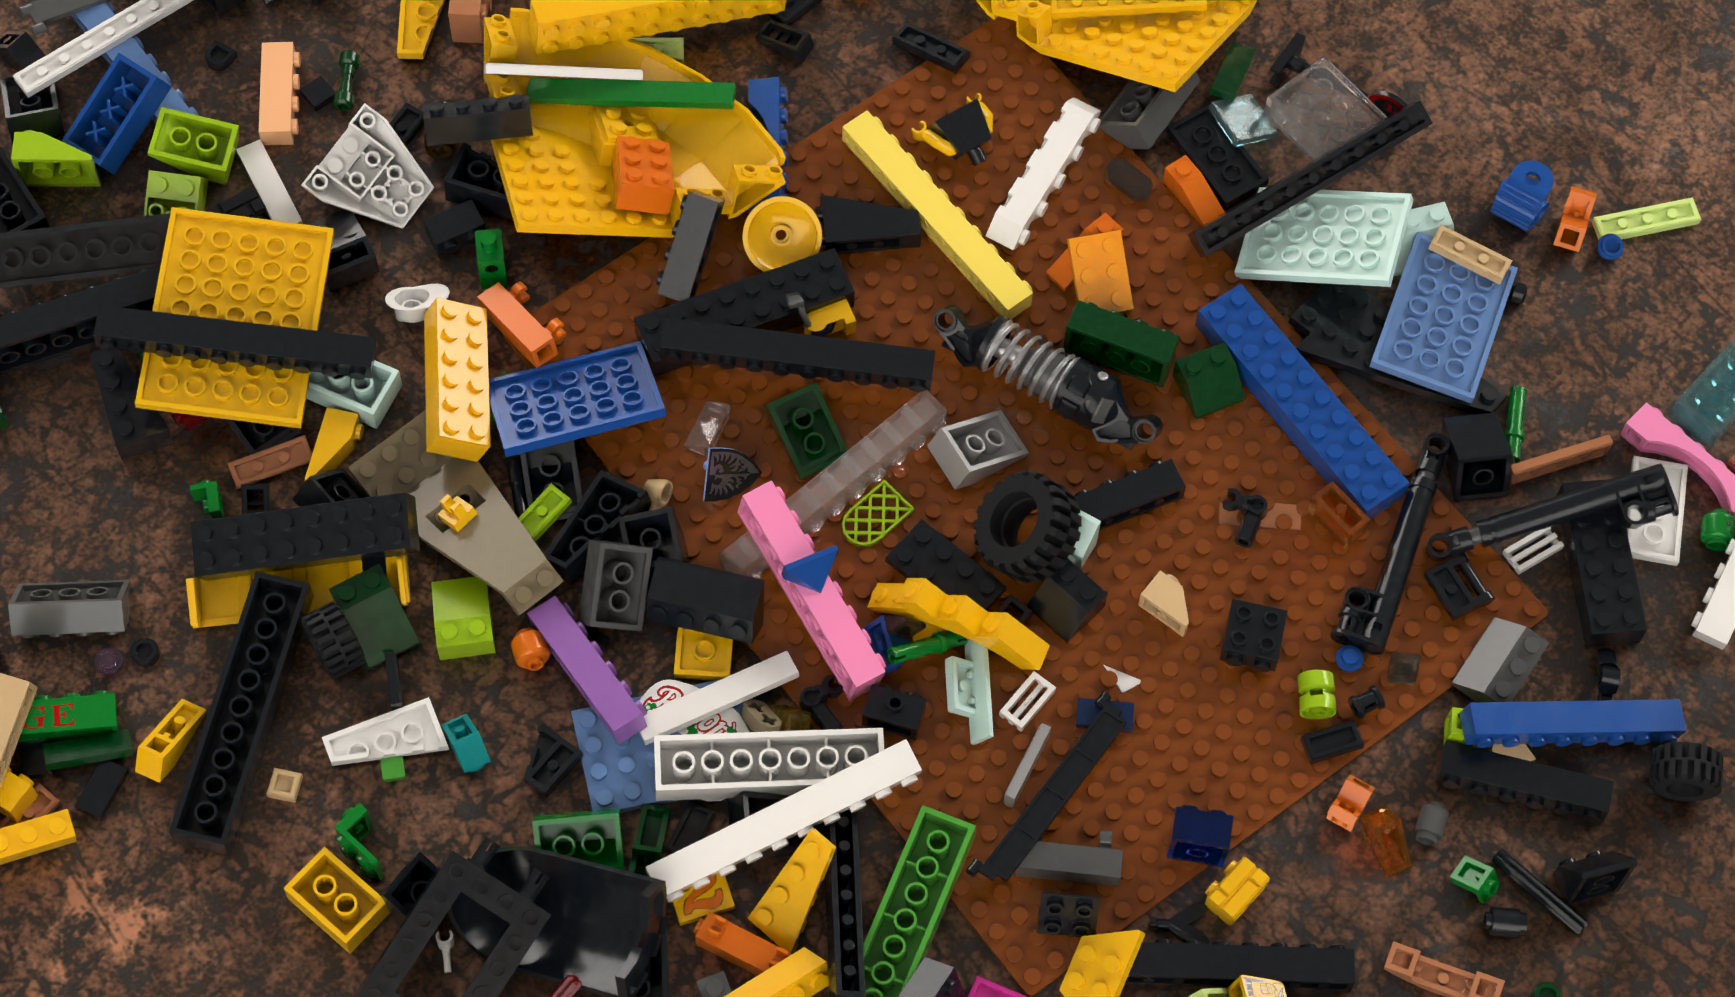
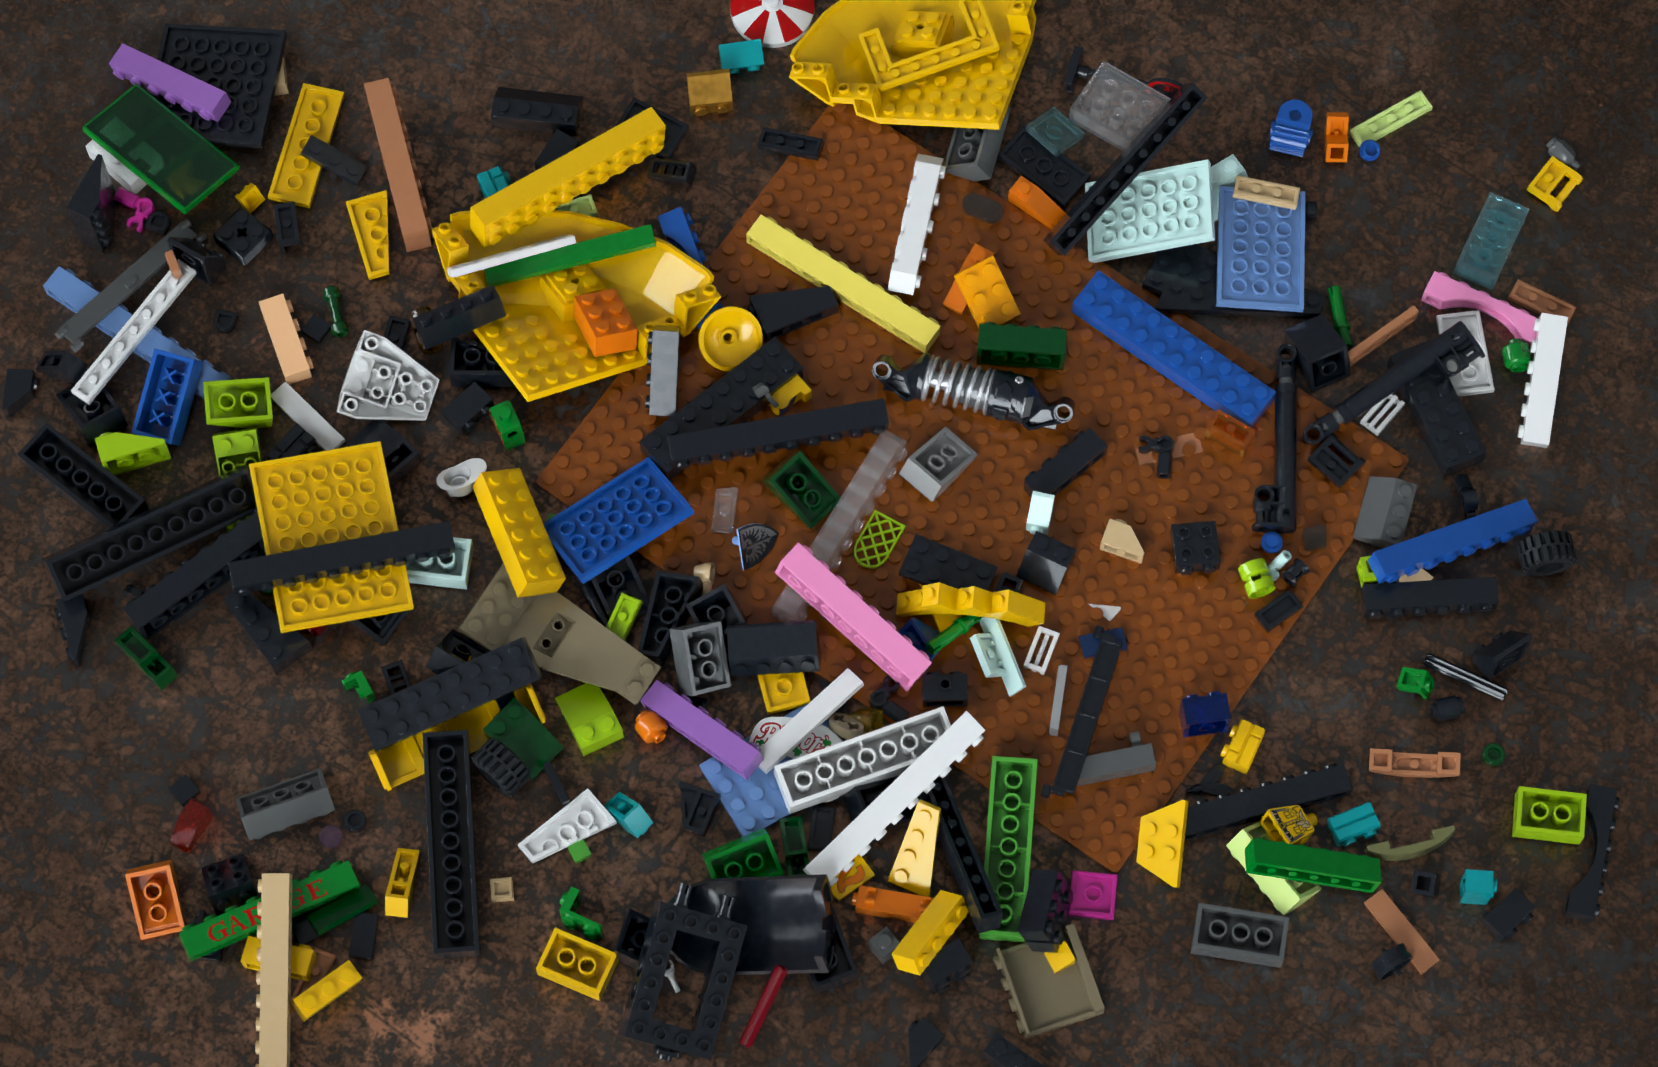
camera: 15 degrees left, 5 degrees up
(270, 462) = (395, 641): nougat tile -> none
(335, 440) = (440, 609): yellow slope -> none
(456, 512) = (557, 638): yellow tile -> none
(519, 325) = (550, 473): orange brick -> none
(811, 570) = (853, 604): blue slope -> none
(903, 626) = (930, 622): clear smoke slope -> none
(960, 131) = (839, 209): black torso -> none
(1049, 541) = (977, 511): black tyre -> none
(1068, 914) = (1126, 804): black hinge -> none
(1209, 380) = (1097, 355): dark green slope -> none
(1232, 72) = (1034, 93): dark green tile -> none
(1349, 685) = (1278, 563): none -> light aqua arm
(1350, 803) = (1306, 653): orange brick -> none
(1387, 840) = (1341, 673): clear orange slope -> none
(1431, 823) = (1370, 650): dark grey brick -> none

